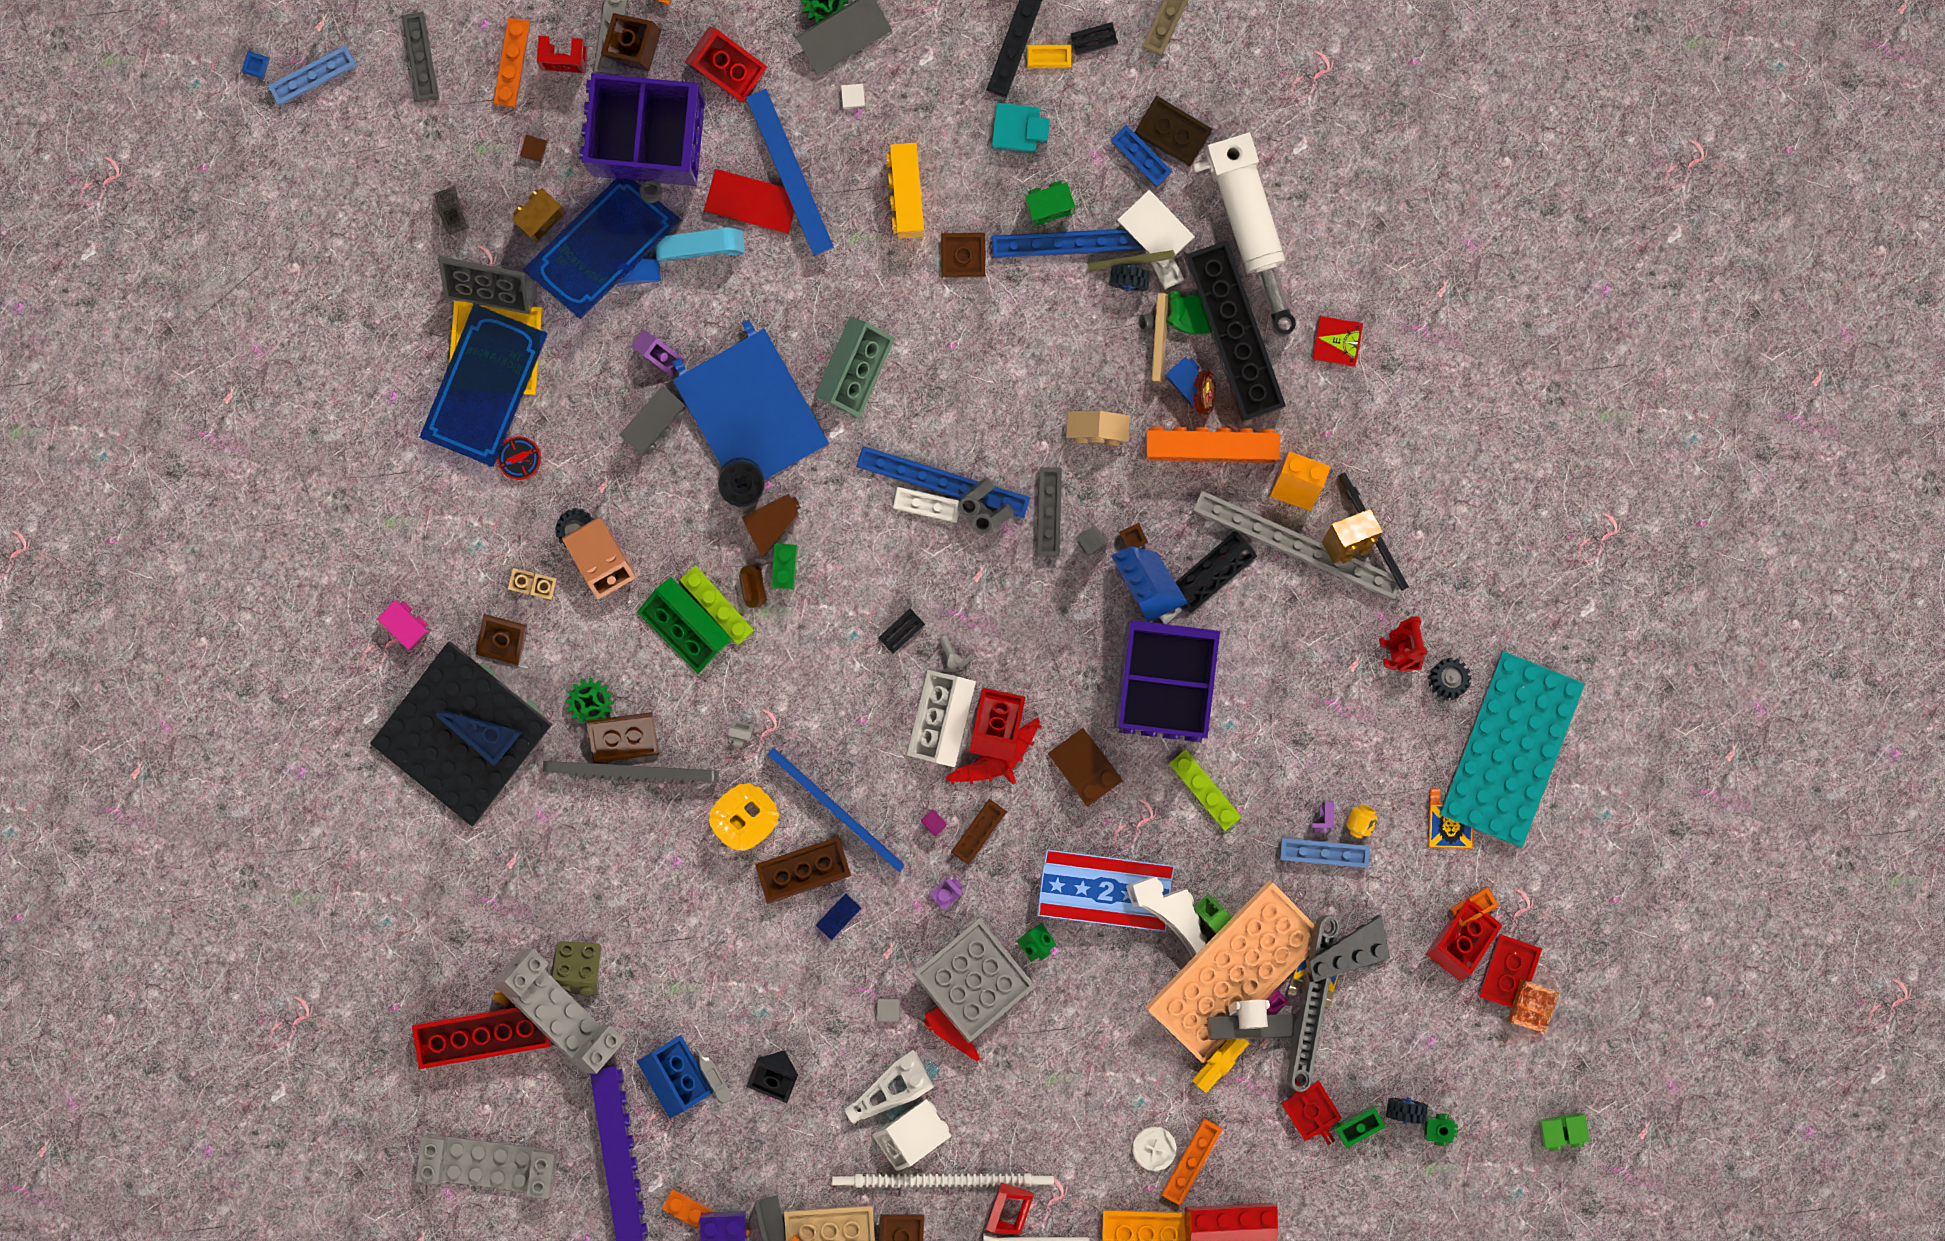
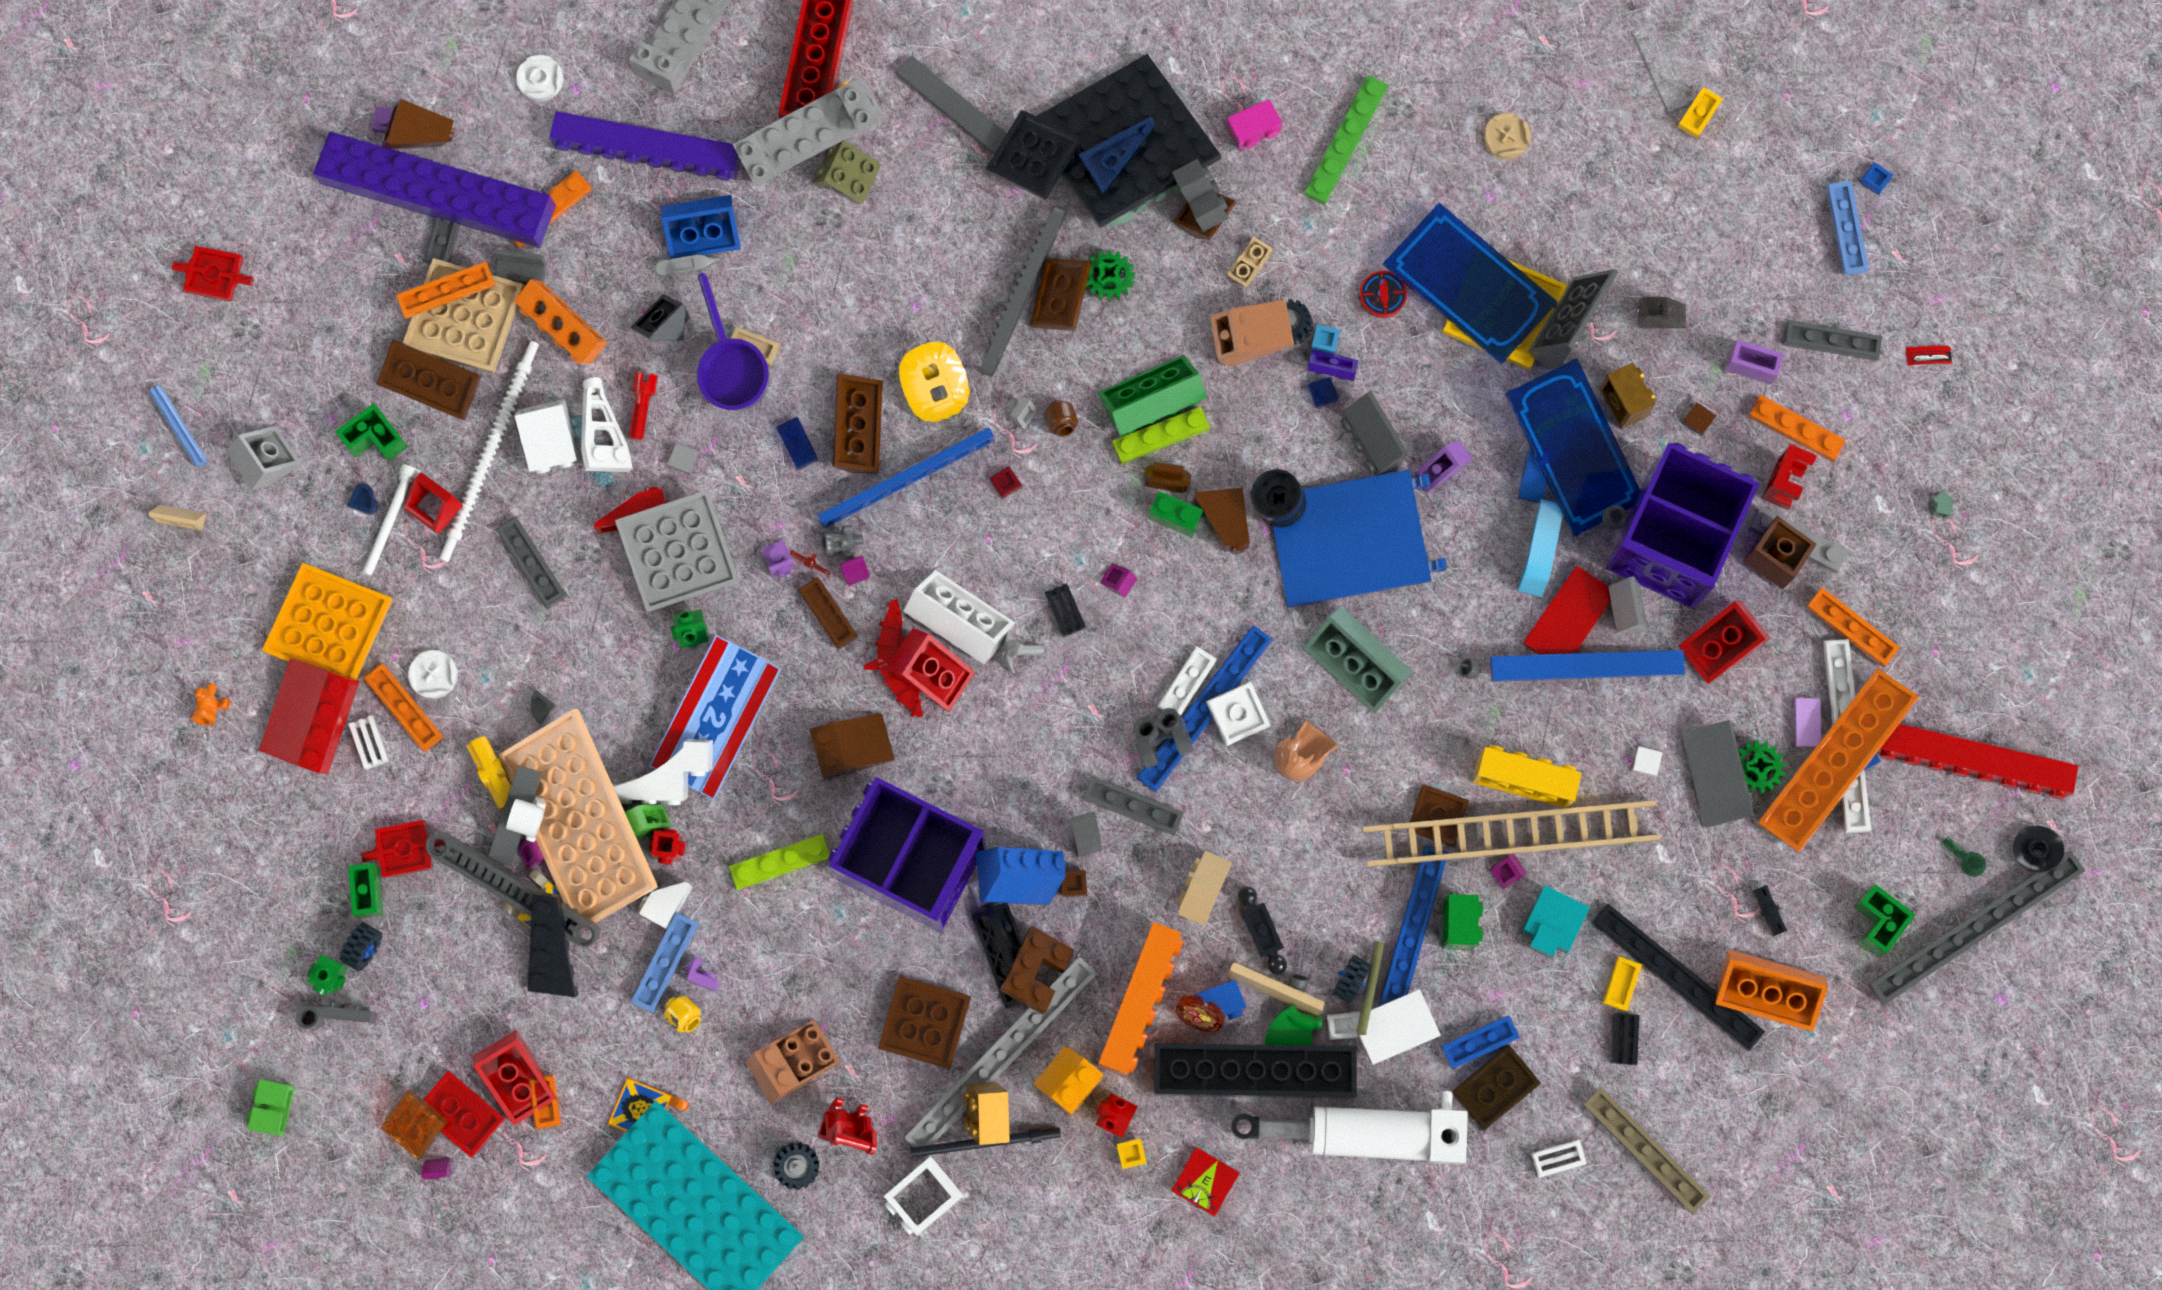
camera: 110 degrees right, 10 degrees down
(250, 237) = (1700, 112): none -> yellow plate
(332, 400) = (1506, 136): none -> tan tile
(386, 539) = (1346, 140): none -> bright green plate
(467, 116) = (1754, 362): none -> medium lavender brick
(489, 873) = (951, 104): none -> dark grey tile
(490, 645) = (1201, 194): none -> dark grey brick
(505, 807) = (1033, 154): none -> black plate
(579, 493) = (1325, 339): none -> dark azure plate
(600, 478) = (1333, 365): none -> dark purple plate
(627, 479) = (1323, 392): none -> clear blue plate
(726, 154) = (1628, 606): none -> light grey slope
(734, 696) = (1061, 418): none -> reddish brown head
(765, 988) = (766, 346): none -> tan tile
(799, 995) = (732, 370): none -> dark purple piece
(804, 1152) = (590, 341): none -> orange brick
(807, 723) = (1005, 482): none -> dark red tile
(827, 270) = (1467, 671): none -> dark grey hinge
(843, 1067) = (643, 393): none -> red piece
(858, 595) = (1119, 580): none -> magenta slope
(913, 843) = (841, 542): none -> dark grey piece
(938, 451) = (1238, 713): none -> white tile
(940, 864) = (809, 562): none -> clear red piece
(952, 383) = (1304, 753): none -> nougat piece
(970, 183) = (1484, 820): none -> tan ladder
(988, 180) = (1508, 871): none -> magenta slope
(1027, 1104) = (531, 562): none -> dark grey tile
(1114, 367) = (1262, 930): none -> black plate
(1148, 1045) = (540, 706): none -> dark grey tile
(1218, 1191) = (362, 724): none -> white tile
(1223, 76) = (1537, 1165): none -> white tile
(1231, 550) = (1020, 980): none -> reddish brown plate
(1236, 892) = (663, 838): none -> red brick
(1280, 872) = (664, 903): none -> white slope
(1294, 618) = (924, 1022): none -> reddish brown plate
(1312, 433) = (1115, 1114): none -> red brick
(1338, 409) = (1131, 1153): none -> yellow plate
(1366, 715) = (792, 1061): none -> nougat slope
(1417, 552) = (894, 1207): none -> white window
(1466, 1109) = (334, 1011): none -> dark grey plate
(1561, 973) = (436, 1169): none -> magenta slope

